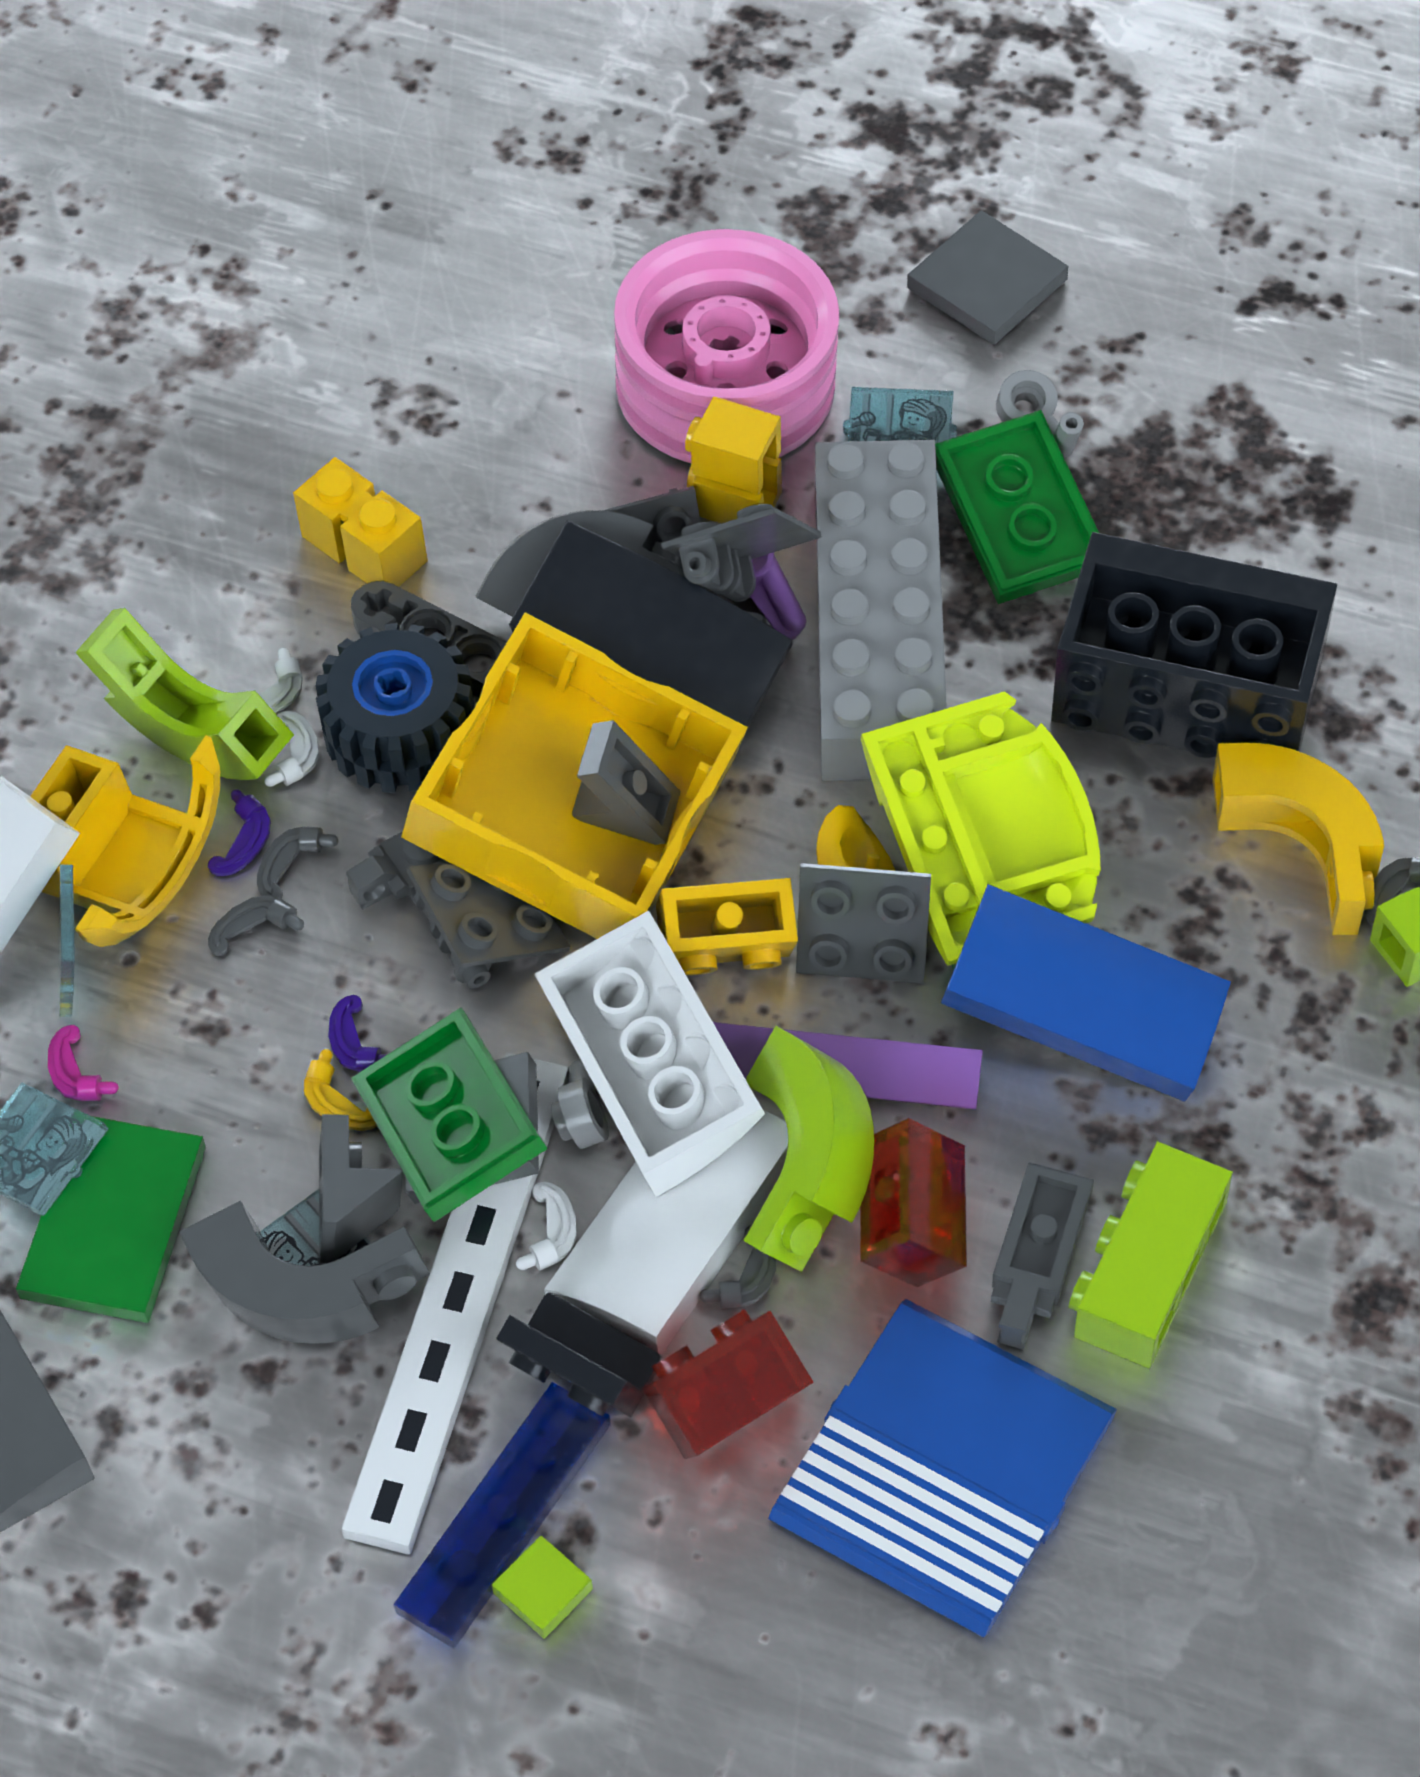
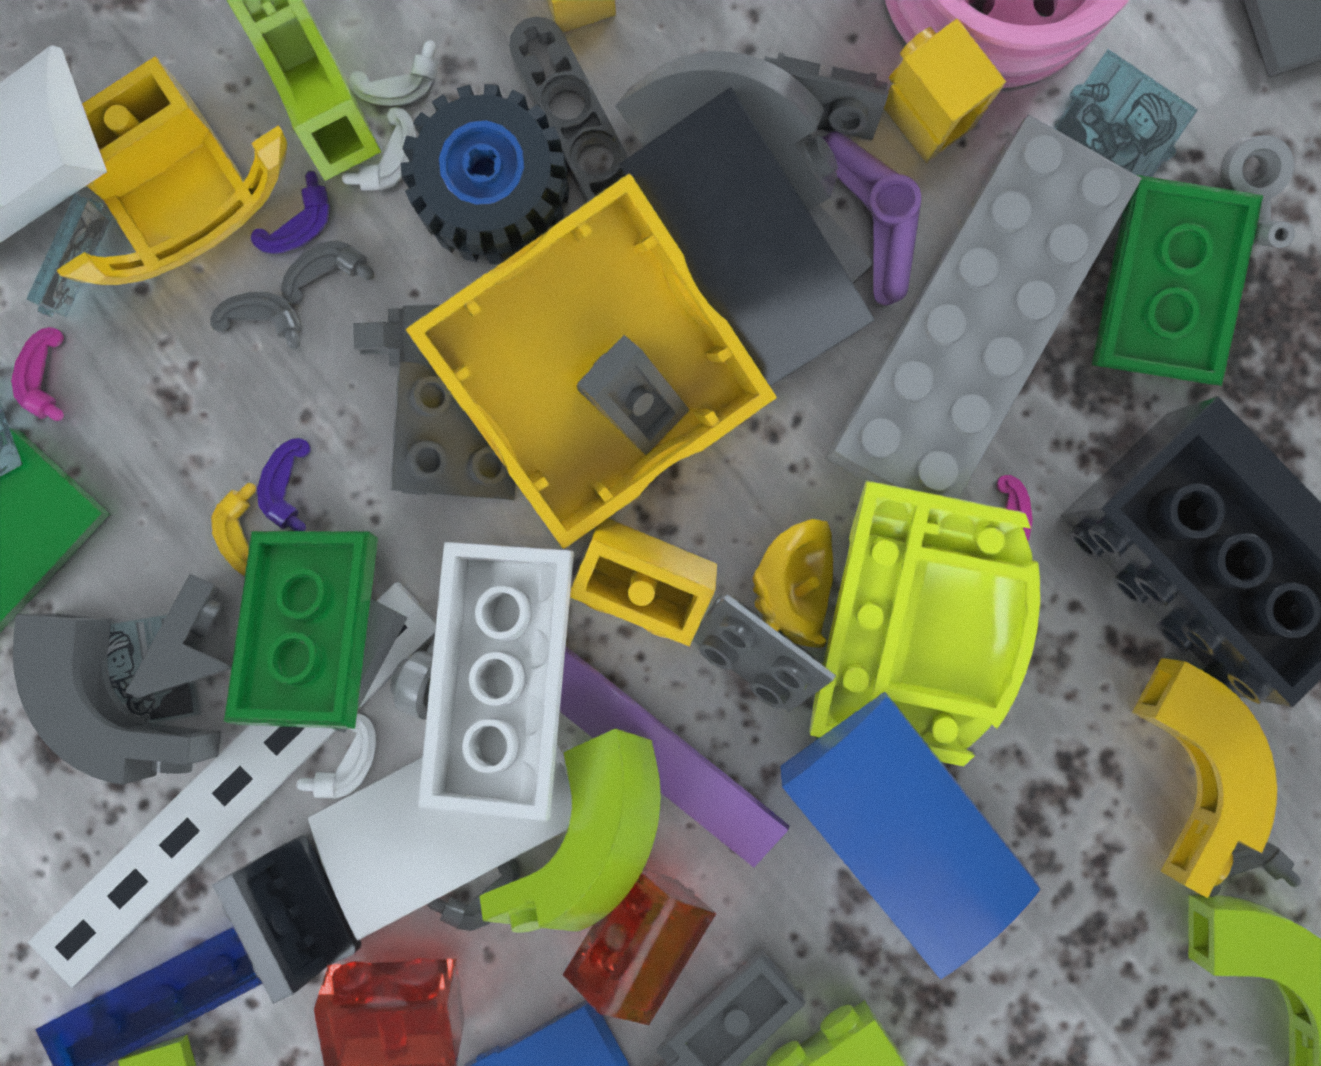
camera: 25 degrees right, 30 degrees up
(723, 553) = (860, 204): dark grey hinge -> none

